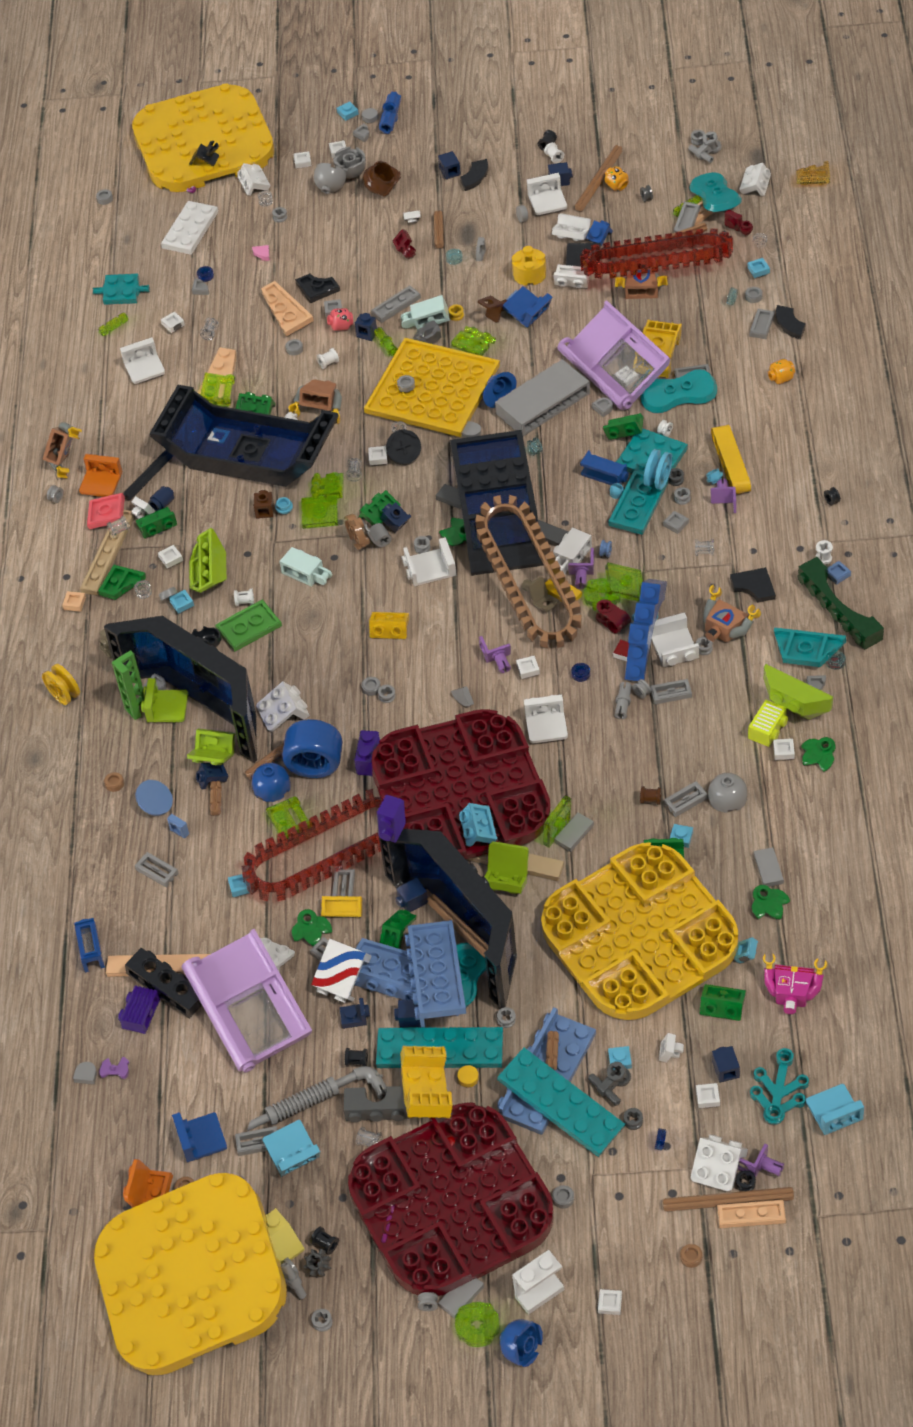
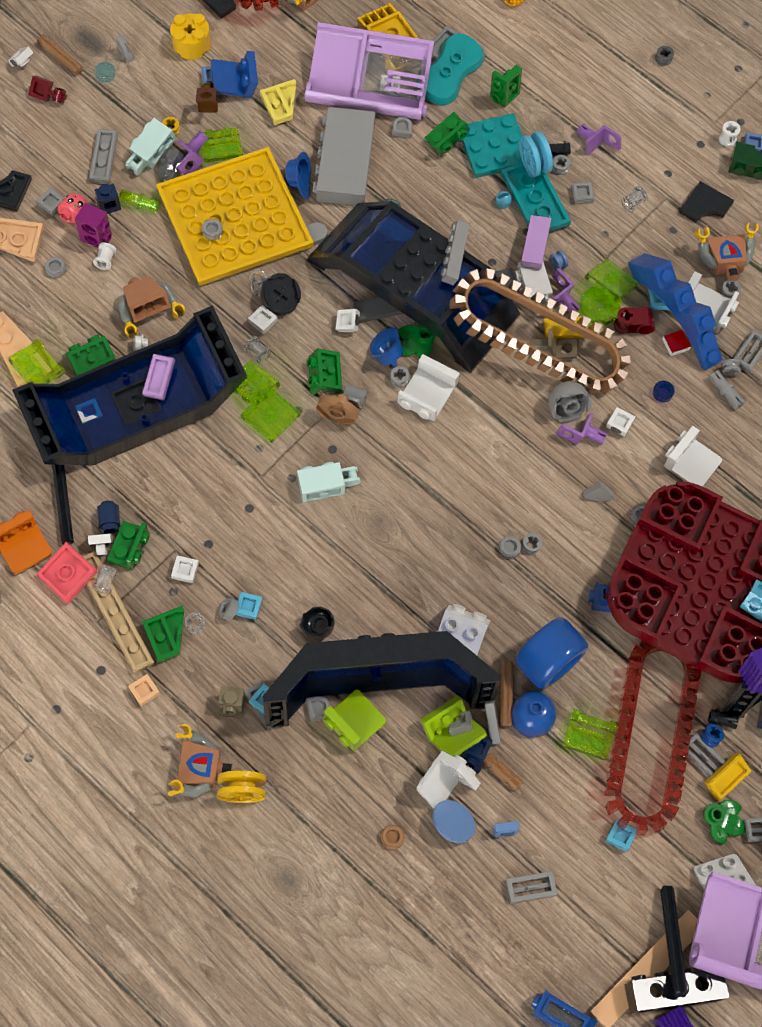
camera: 55 degrees left, 15 degrees up
(58, 652) = (198, 765): none -> torso
(125, 684) = (325, 736): bright green fence -> none
(172, 768) = (444, 776): none -> white bracket
(198, 951) = (673, 941): none -> black axle
(207, 562) = (234, 551): lime wedge -> none
(219, 751) = (461, 725): none -> light grey tile
(240, 764) = (492, 720): none -> light grey tile
(244, 597) = (306, 549): white bush -> none
(248, 625) = (334, 578): bright green tile -> none
(262, 500) = (214, 453): reddish brown brick -> none
(273, 440) = (158, 377): none -> lavender tile
(283, 505) = (232, 434): medium azure plate -> none
(336, 333) = (93, 225): none -> magenta brick
(361, 872) = (716, 731): none -> blue bush
(366, 744) = (586, 614): dark purple brick -> none
(376, 870) = (724, 719): none -> black pin
(388, 625) = (461, 475): yellow bracket -> none
(394, 517) = (352, 368): dark blue brick -> none
(427, 490) = (347, 320): none -> white plate
(430, 524) = (386, 347): none -> blue piece
(447, 332) = (193, 148): none -> medium lavender bracket
(504, 628) = (569, 401): none -> light grey cylinder
(521, 481) = (455, 252): none -> light grey piece
(541, 339) = (280, 101): none -> light yellow wing
(570, 276) = (238, 20): white bracket -> none
(598, 523) = (536, 241): none -> lavender tile
(603, 469) = (474, 188): blue window -> none
(621, 369) = (389, 80): none -> lavender tile
(665, 428) = (480, 111): white bush -> none
(694, 486) = (560, 148): none -> black pin
(697, 421) = (507, 86): none -> green bracket
(714, 475) = (569, 127): medium azure plate -> none
(730, 458) = (564, 101): yellow beam -> none
(832, 496) = (678, 78): black bush -> none
(842, 477) = (661, 60): none -> dark grey bush

